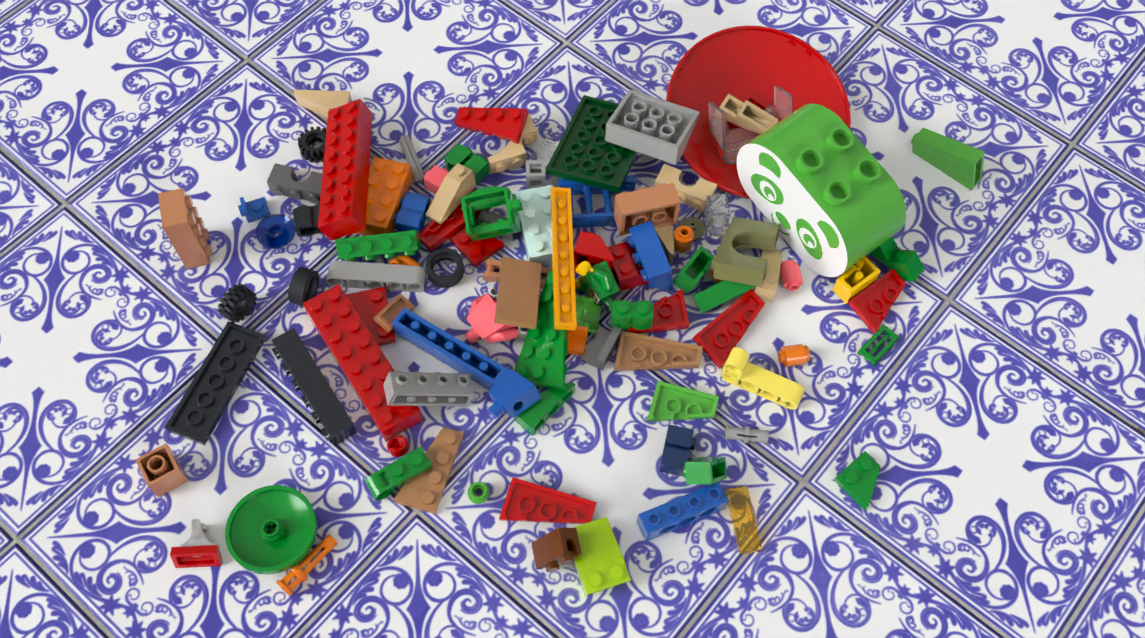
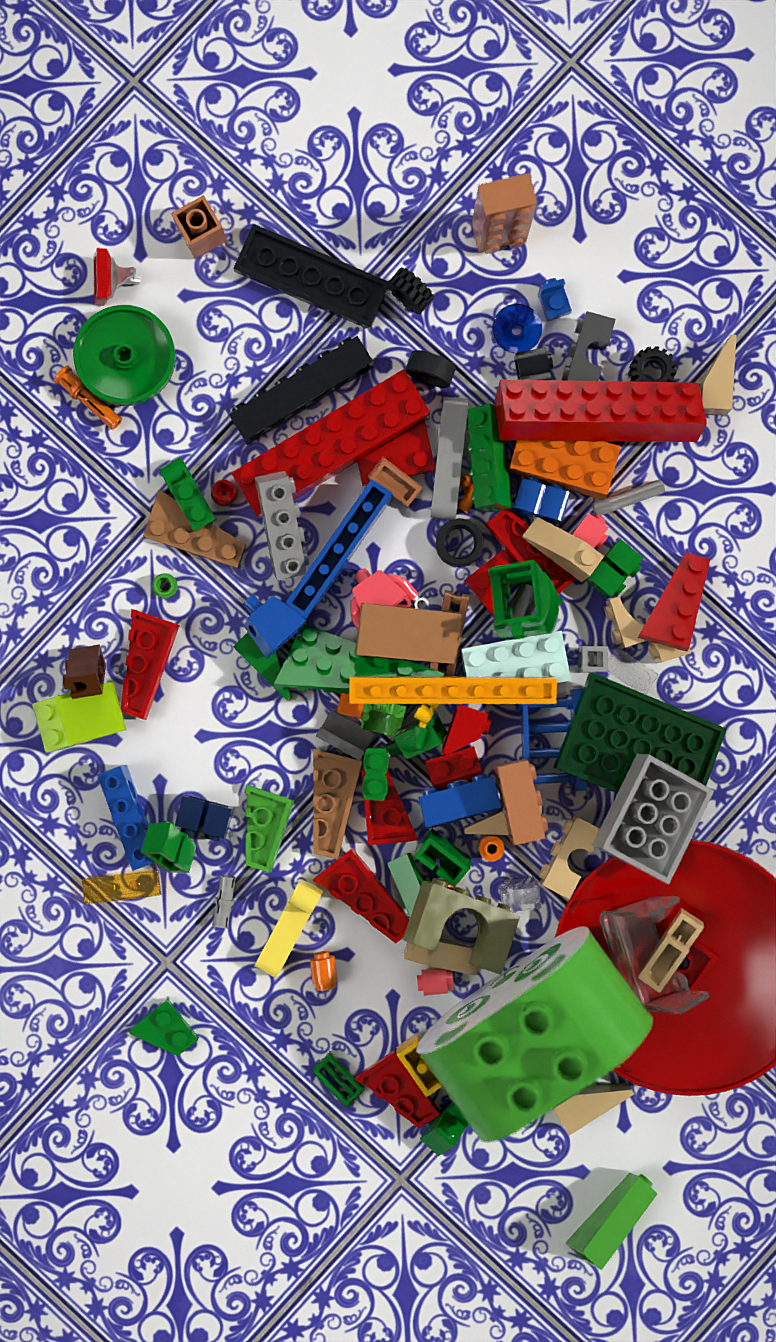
camera: 95 degrees right, 25 degrees up
(696, 225) = (514, 861): olive piece -> none

